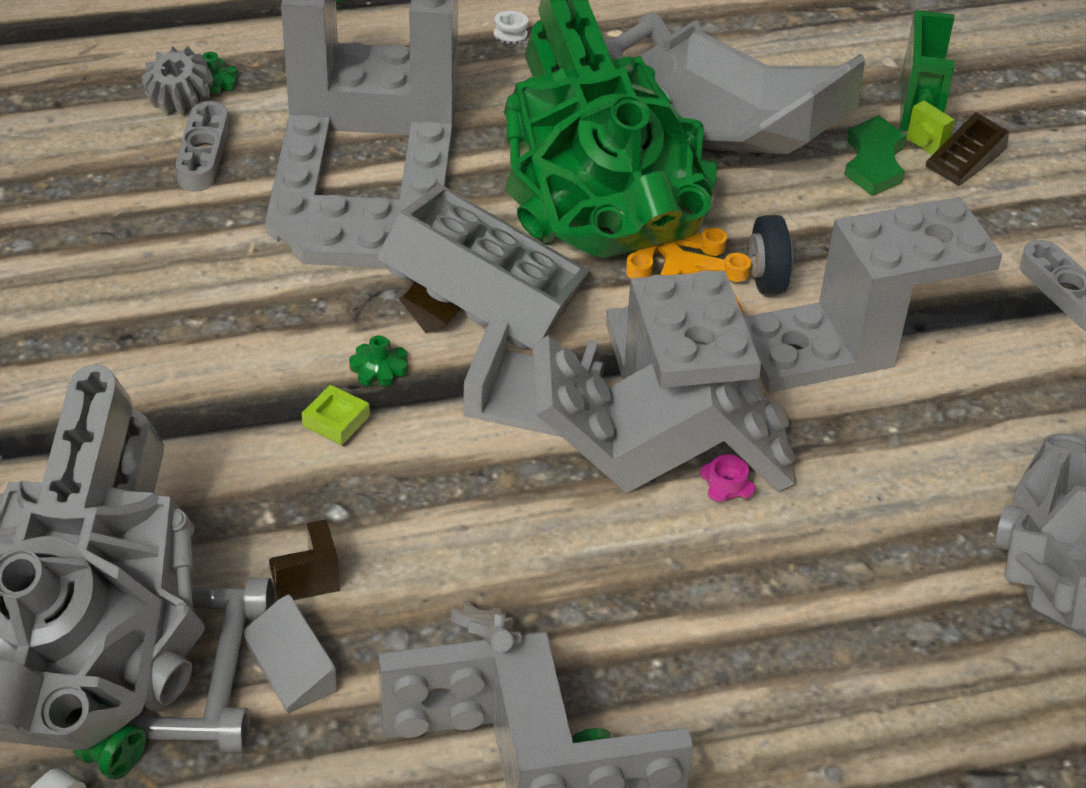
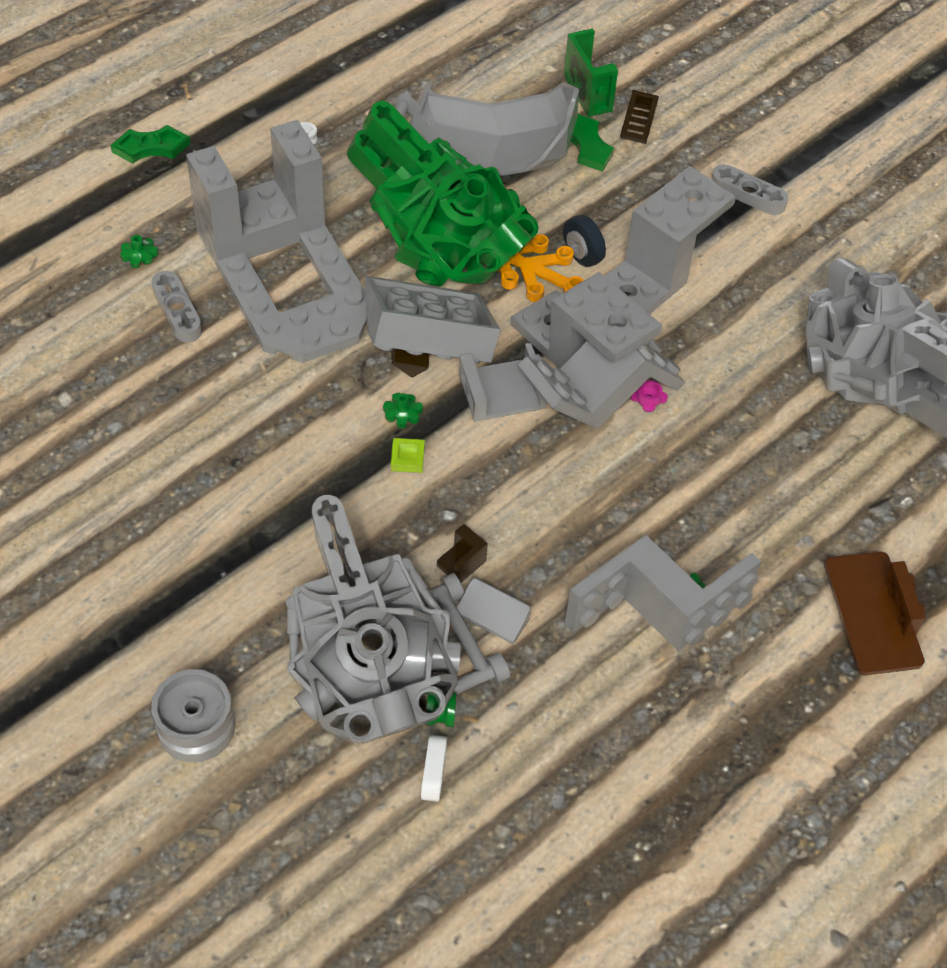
camera: 30 degrees left, 10 degrees up
(177, 80) = (125, 257): light grey gear -> none
(488, 624) = (594, 542): light grey piece -> none
(929, 127) = (611, 111): lime plate -> none

